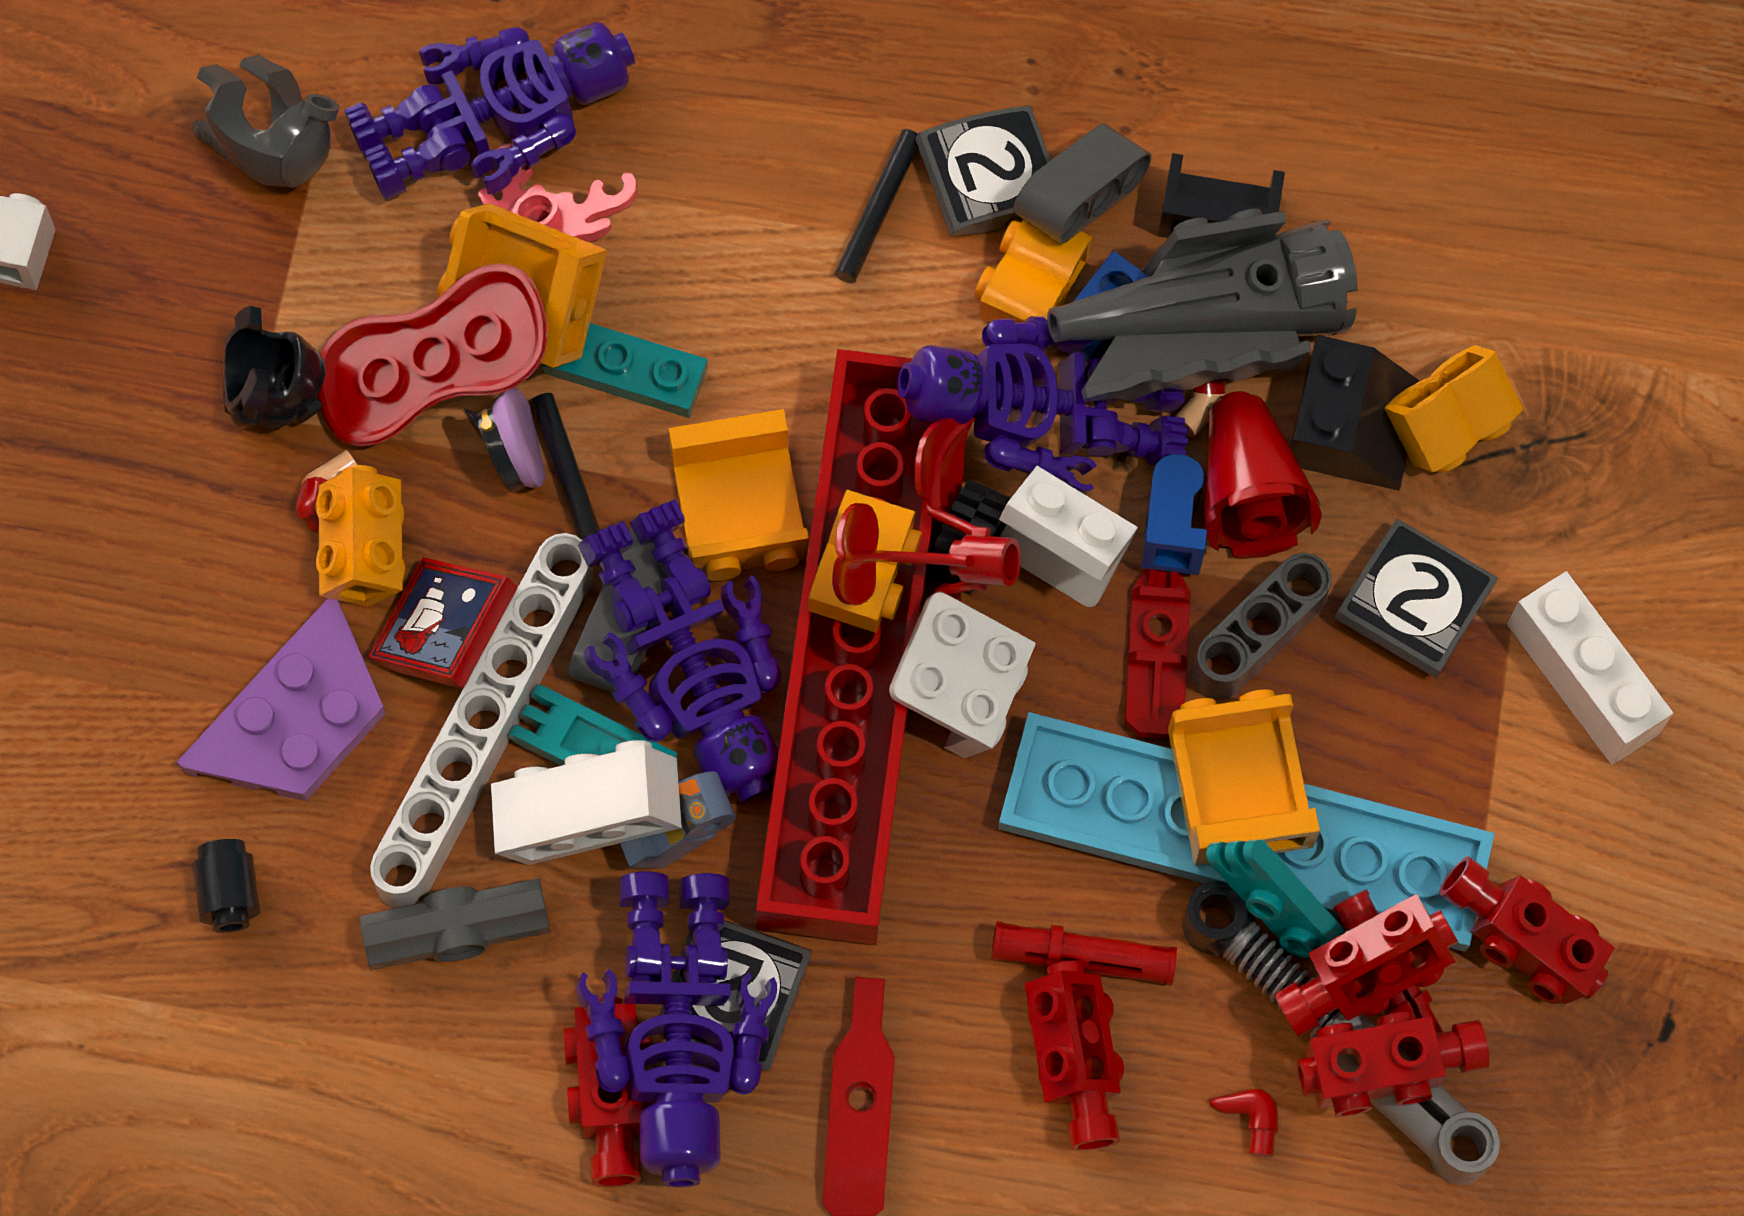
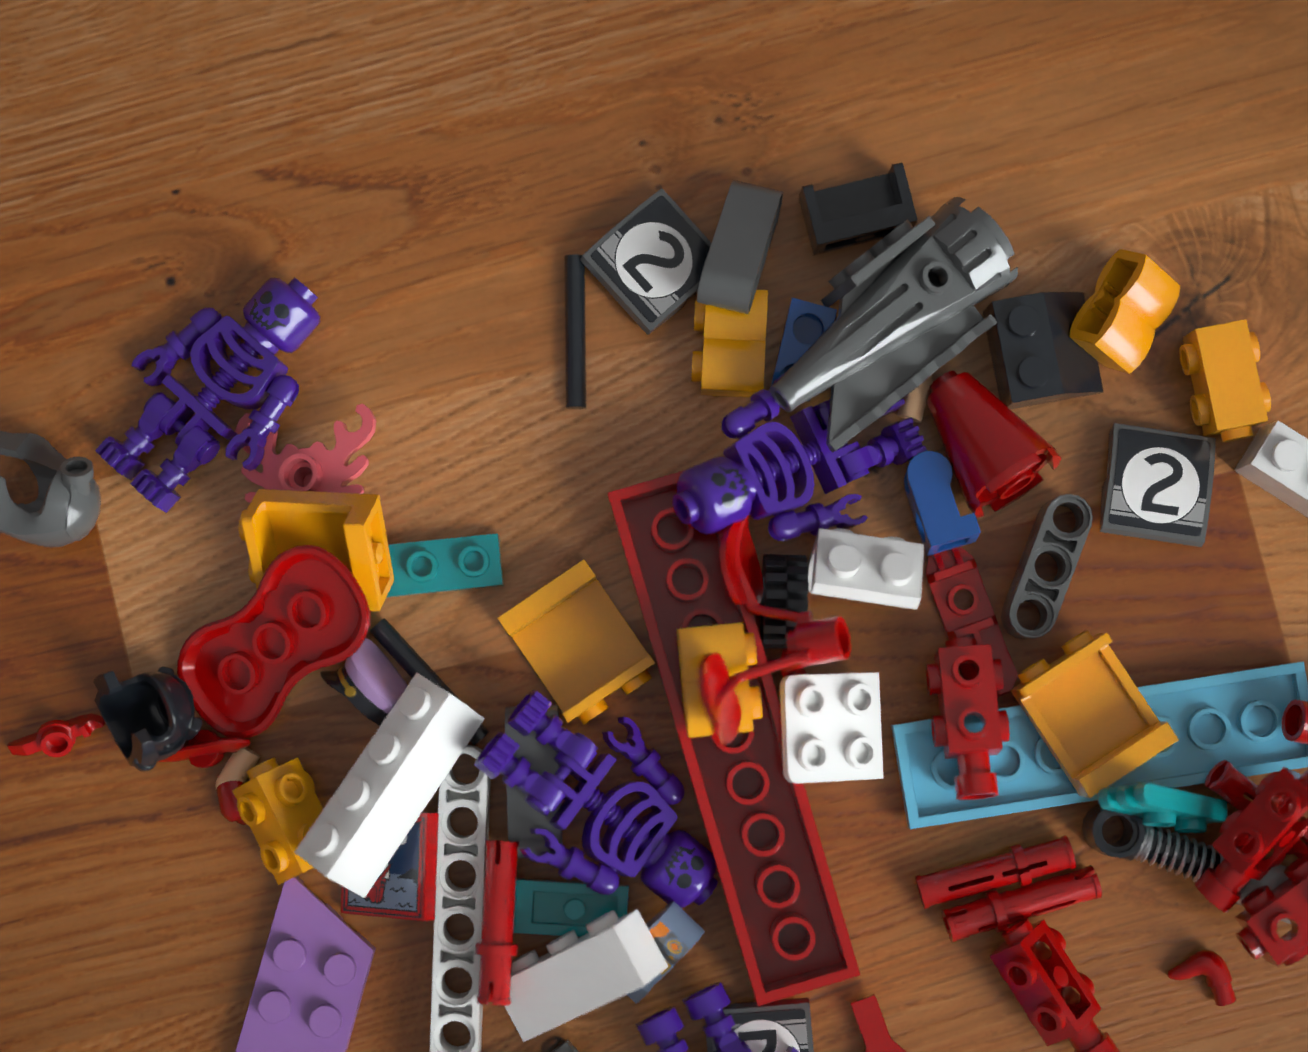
camera: 25 degrees left, 15 degrees up
(167, 366) = (56, 736): none -> red piece
(309, 440) = (207, 749): none -> red piece
(482, 531) = (389, 785): none -> white brick
(516, 734) = (497, 923): none -> red pin
(1122, 699) = (965, 698): none -> red brick
(1142, 920) = (997, 871): none -> red pin
(1528, 533) = (1225, 380): none -> light orange brick

